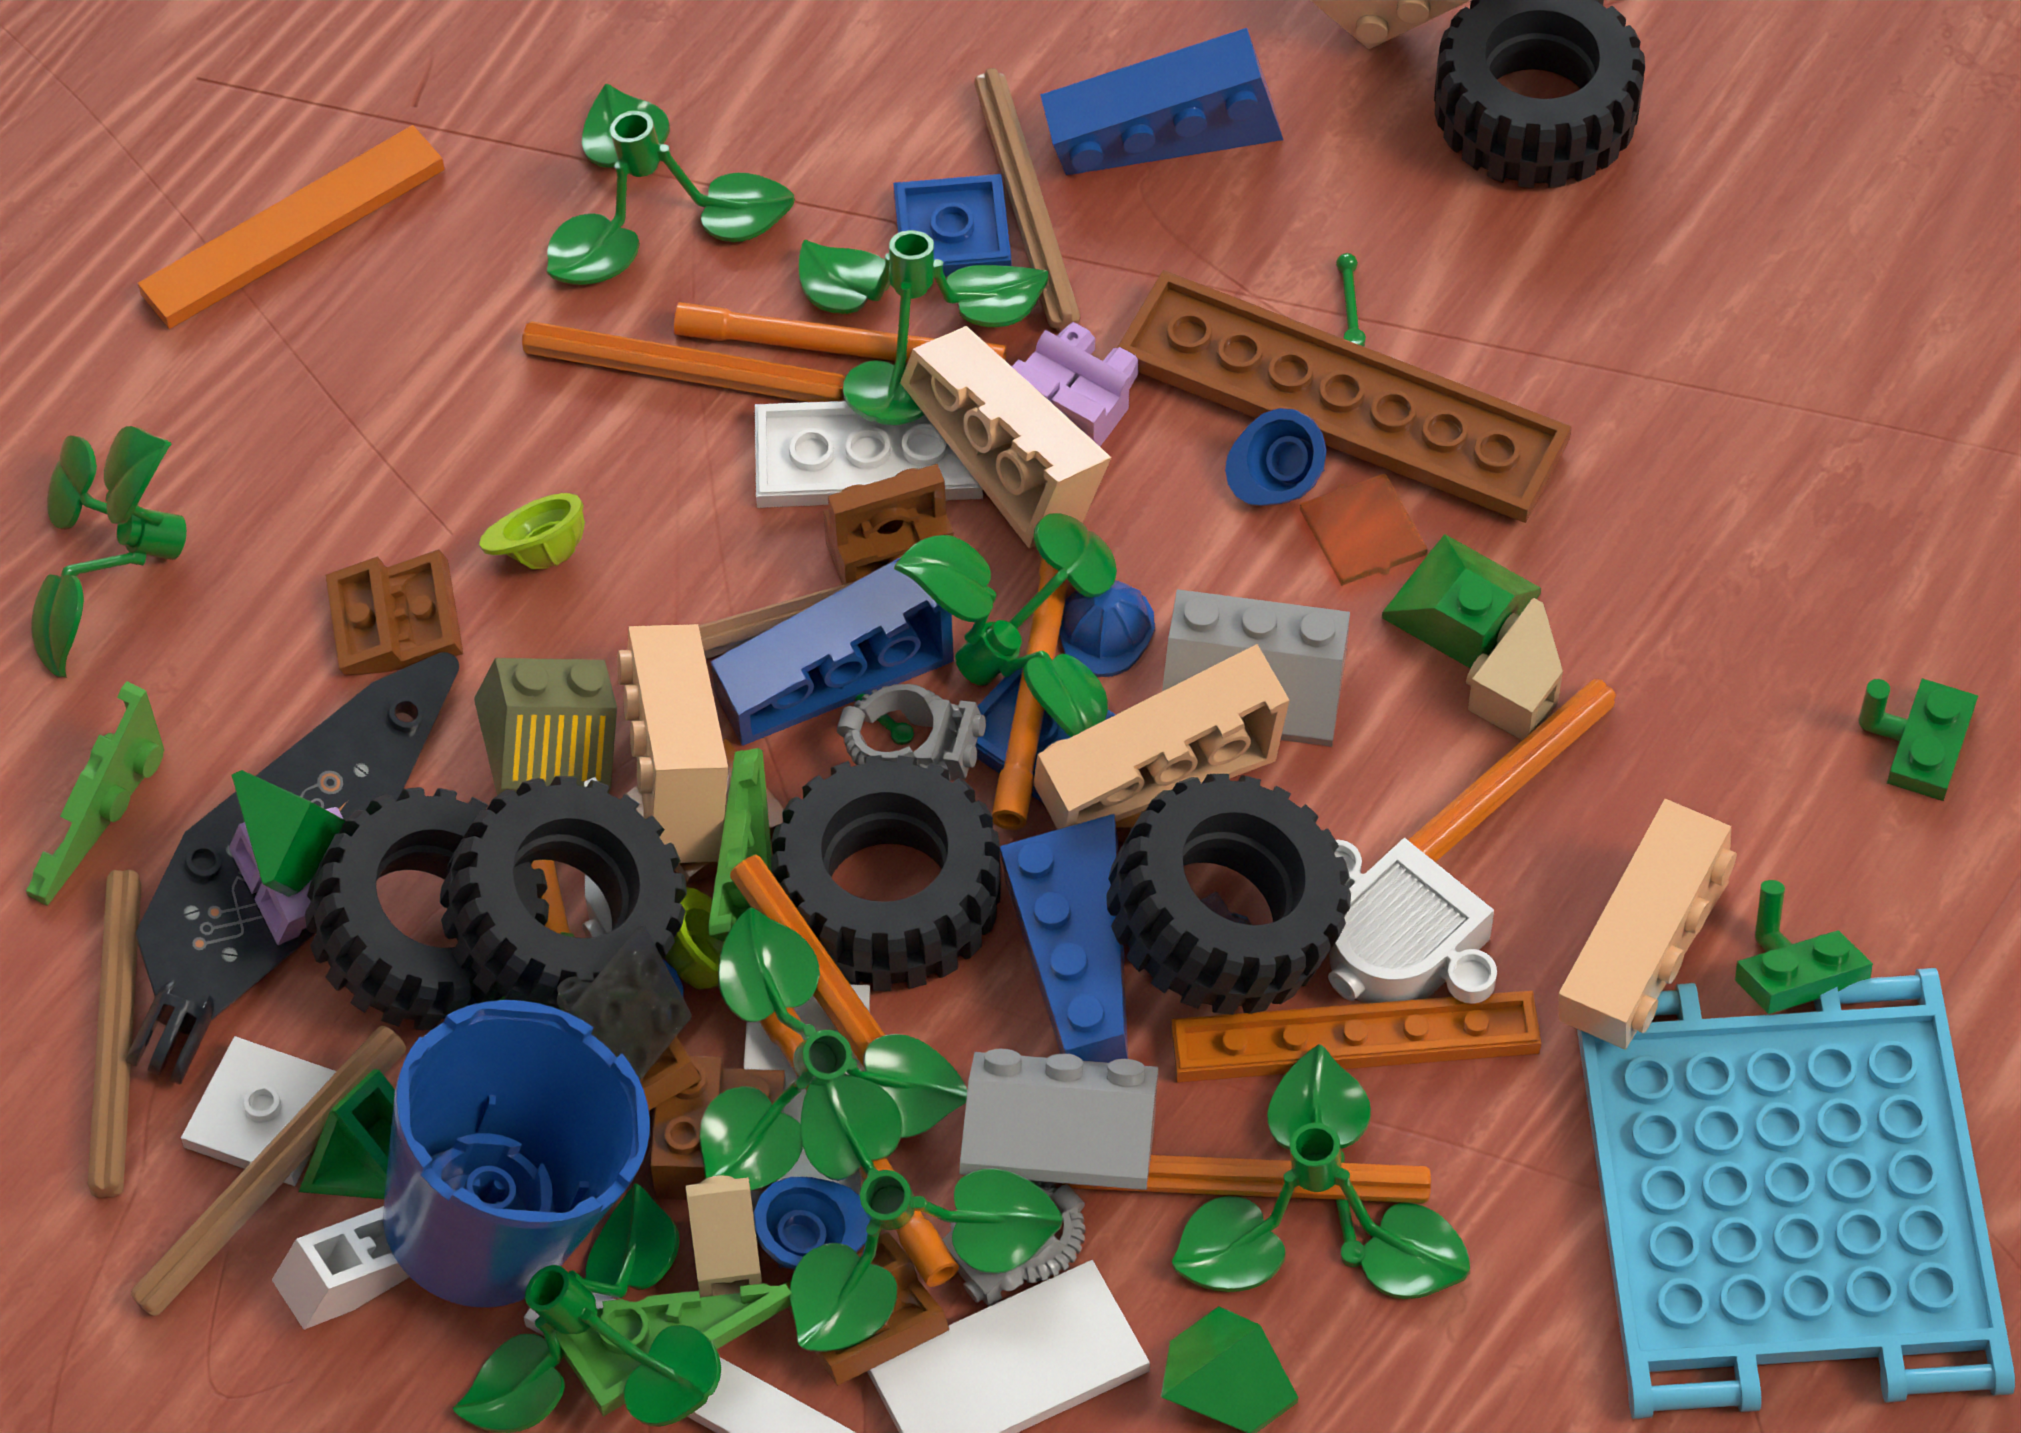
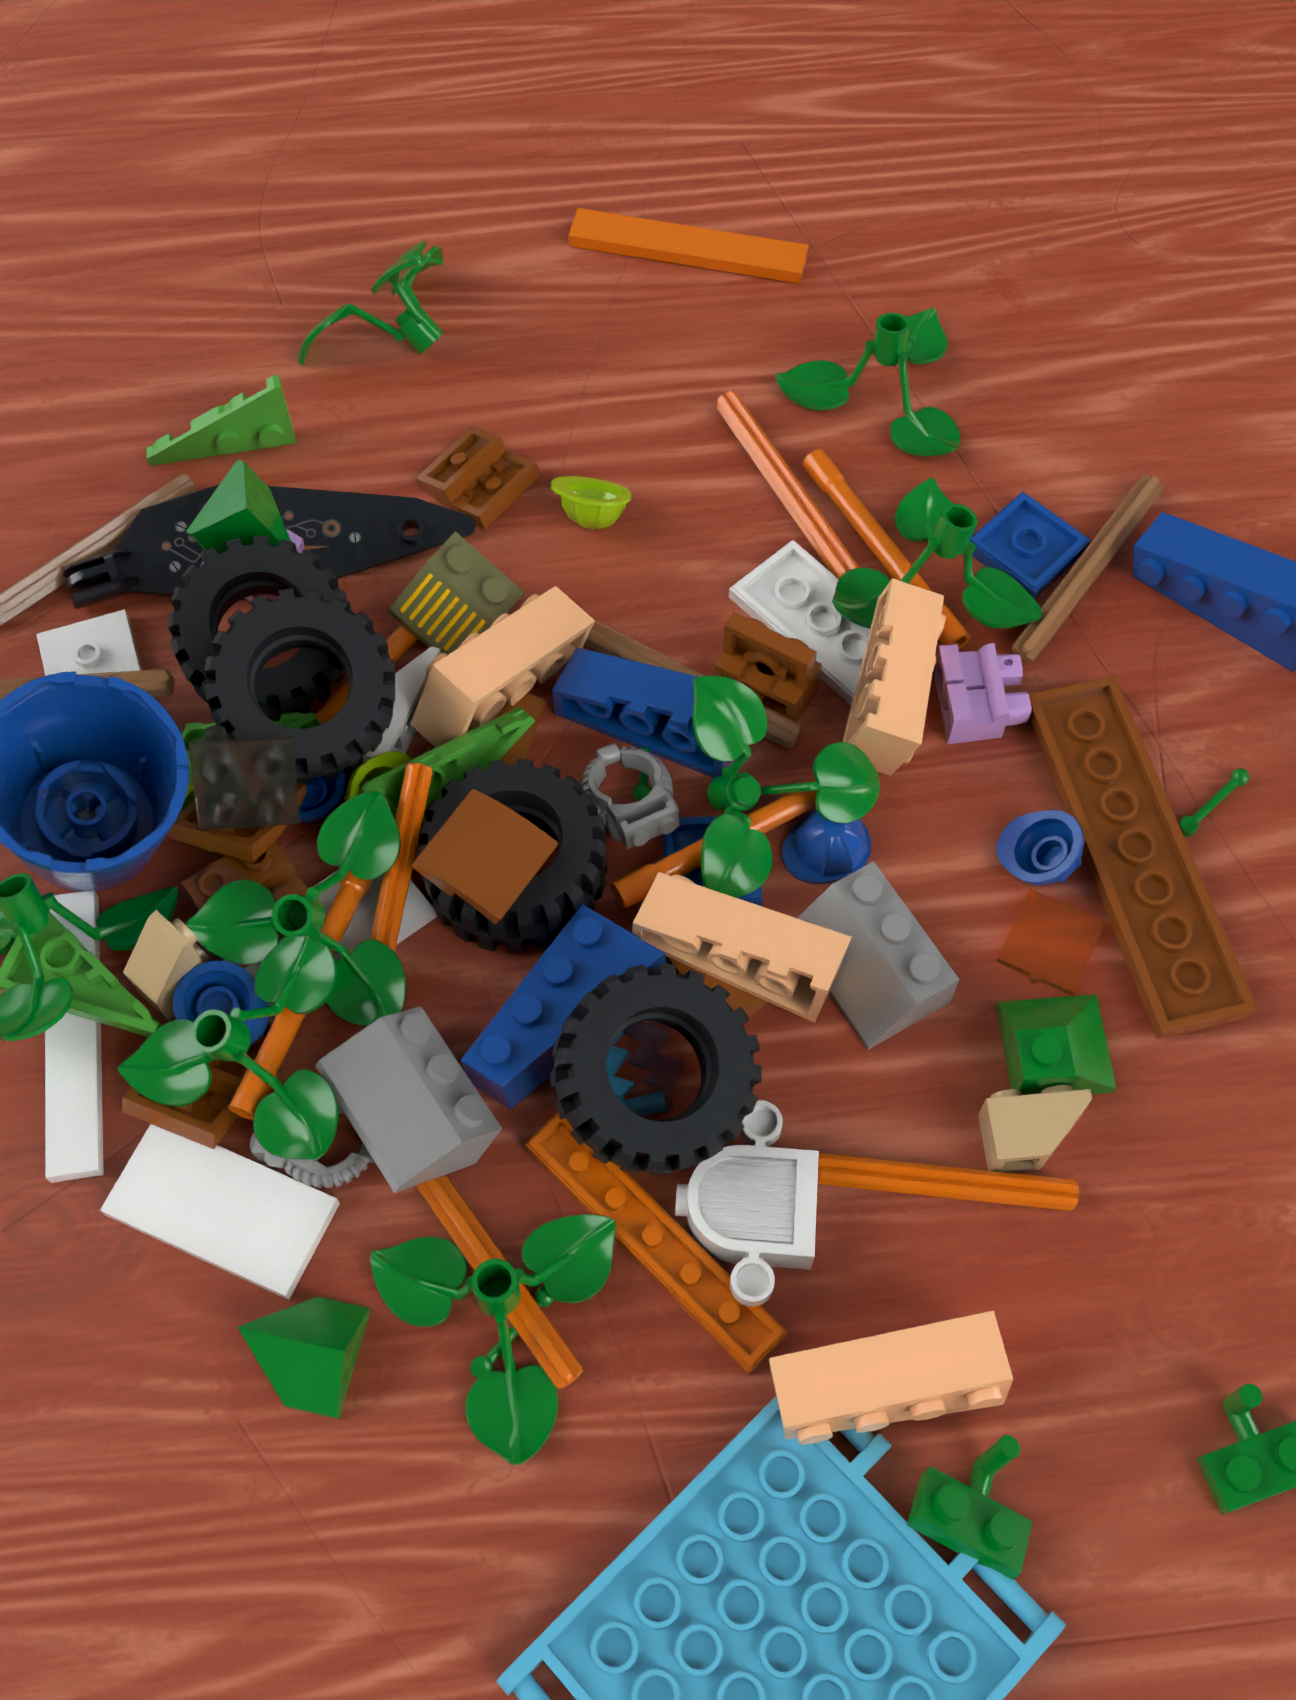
camera: 50 degrees right, 5 degrees up
(893, 873) = (485, 855): none -> dark orange slope

